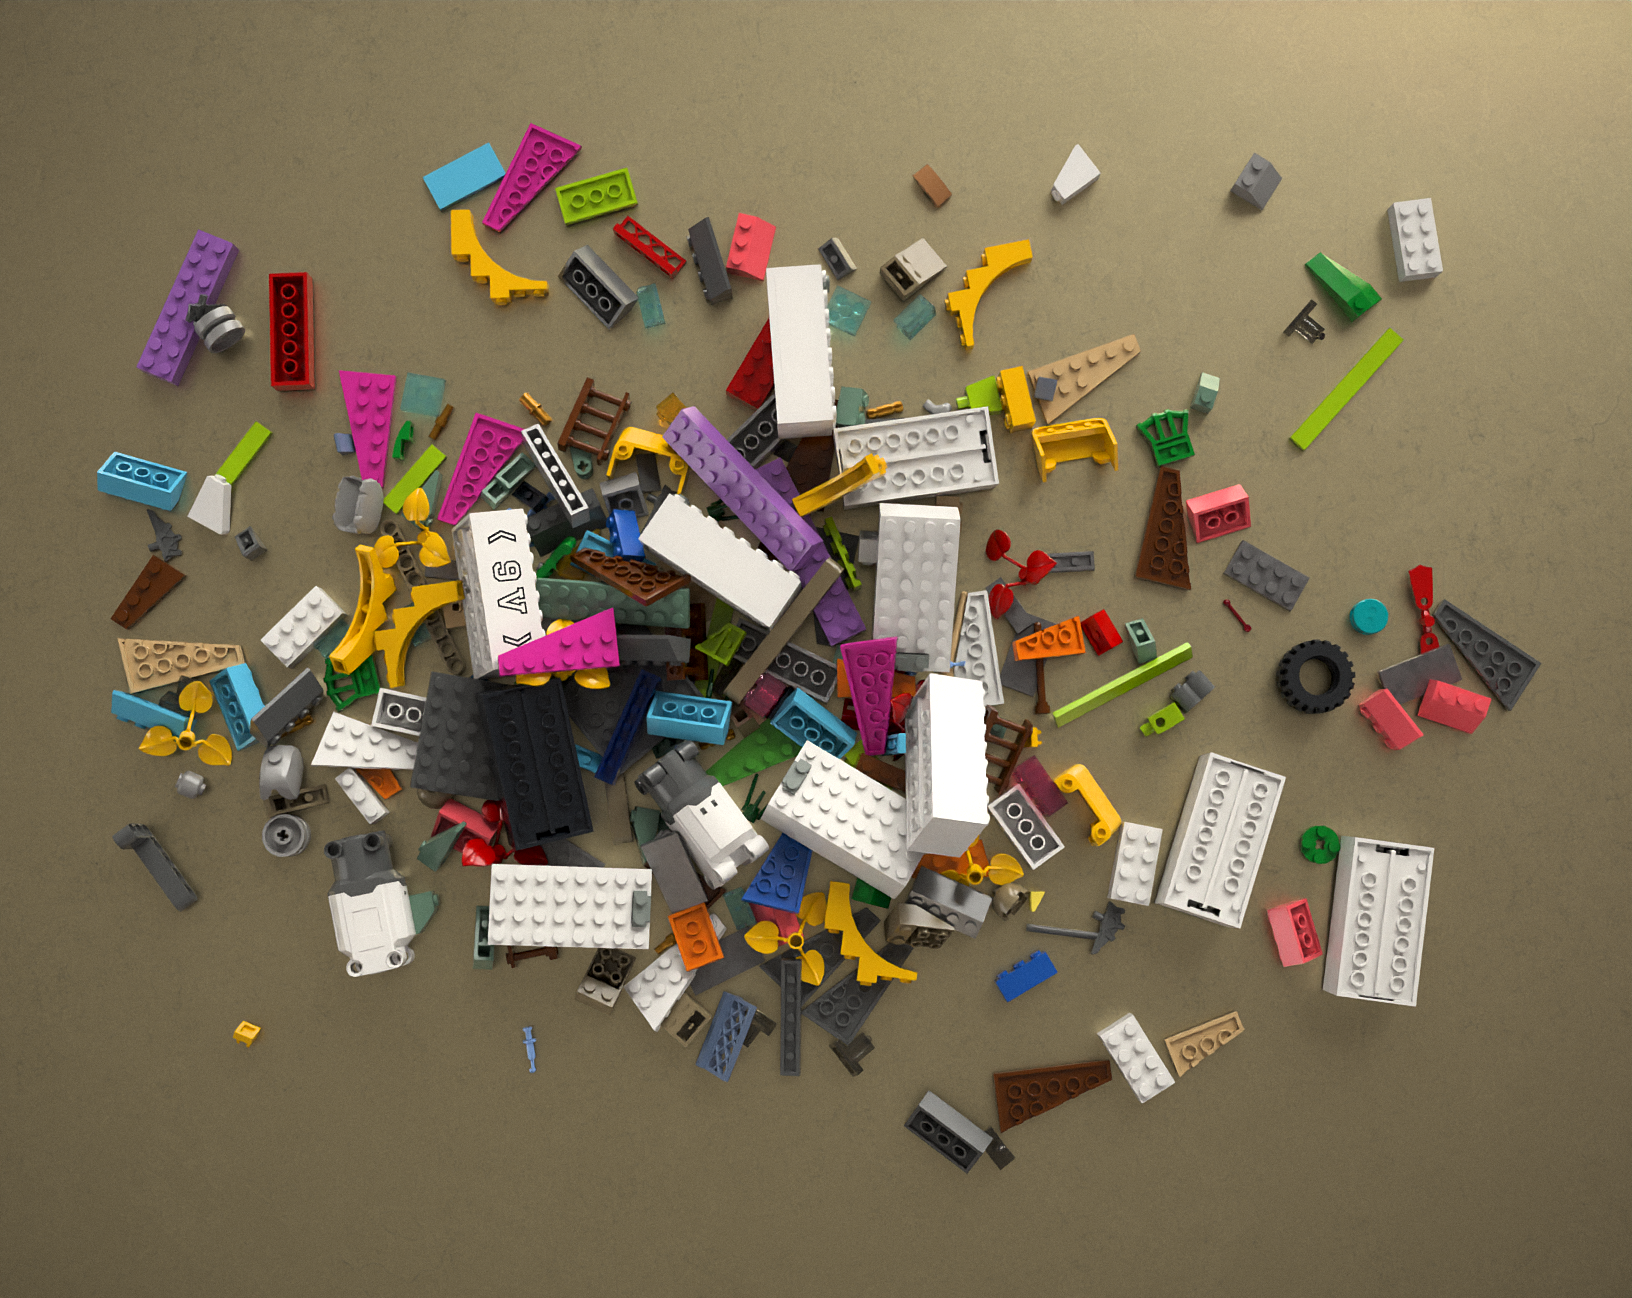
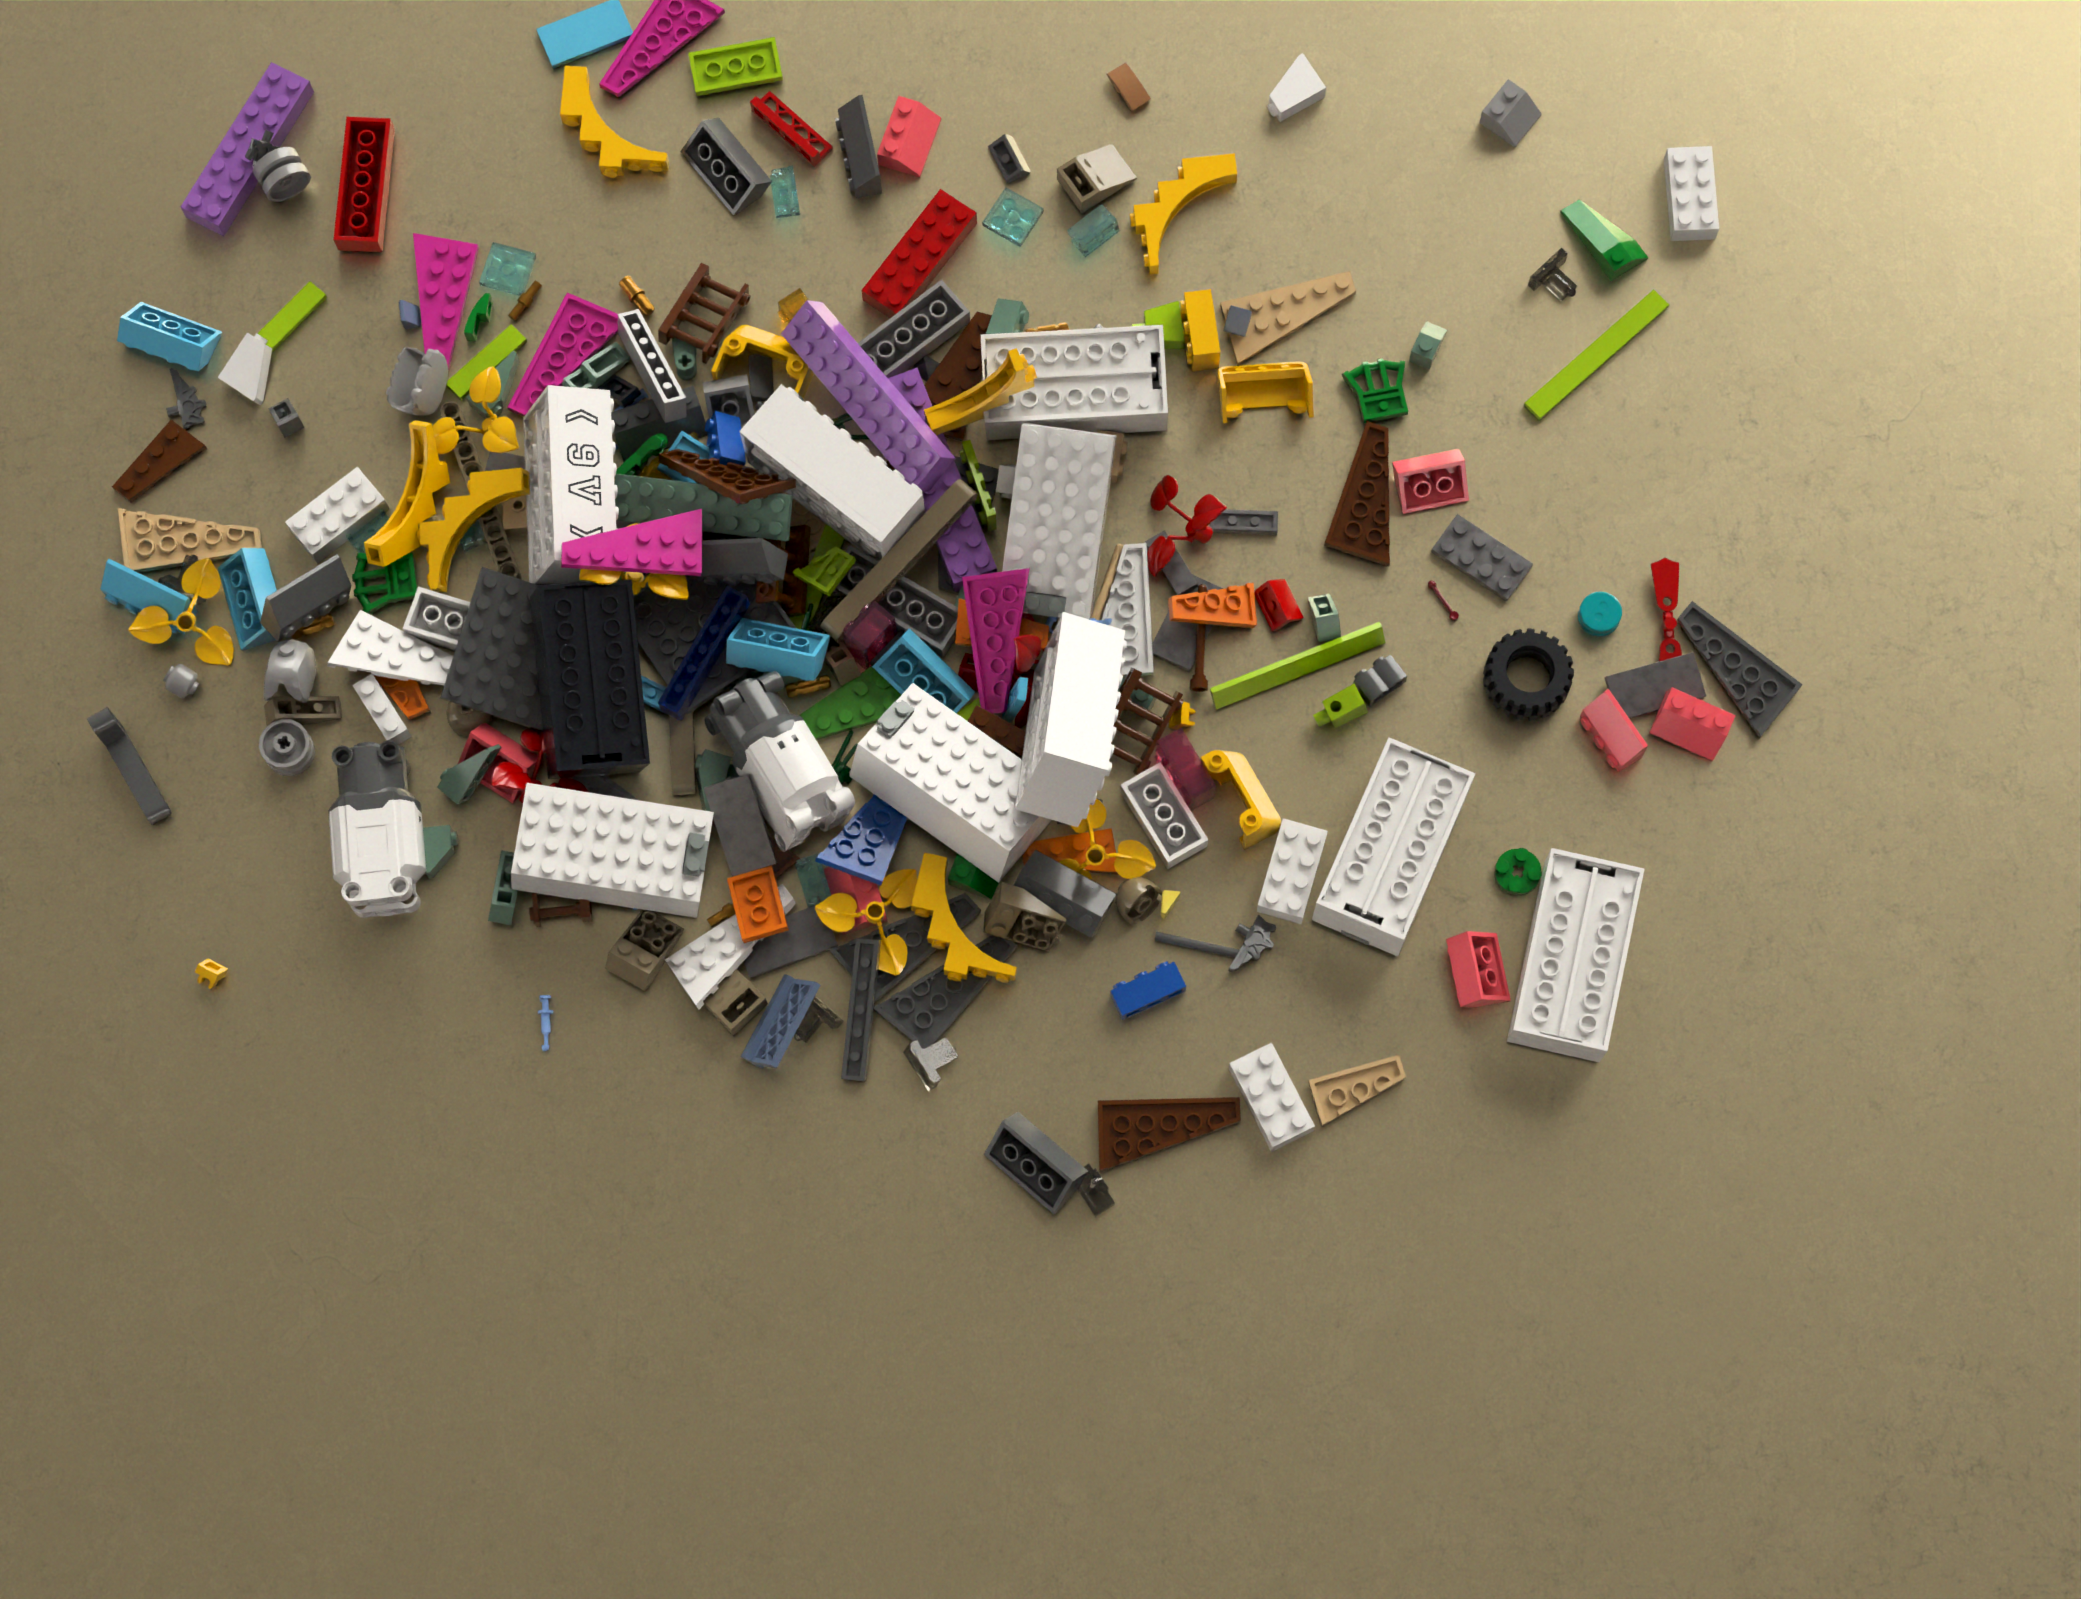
camera: 10 degrees right, 10 degrees down
(801, 351) = (951, 246): white piece -> none

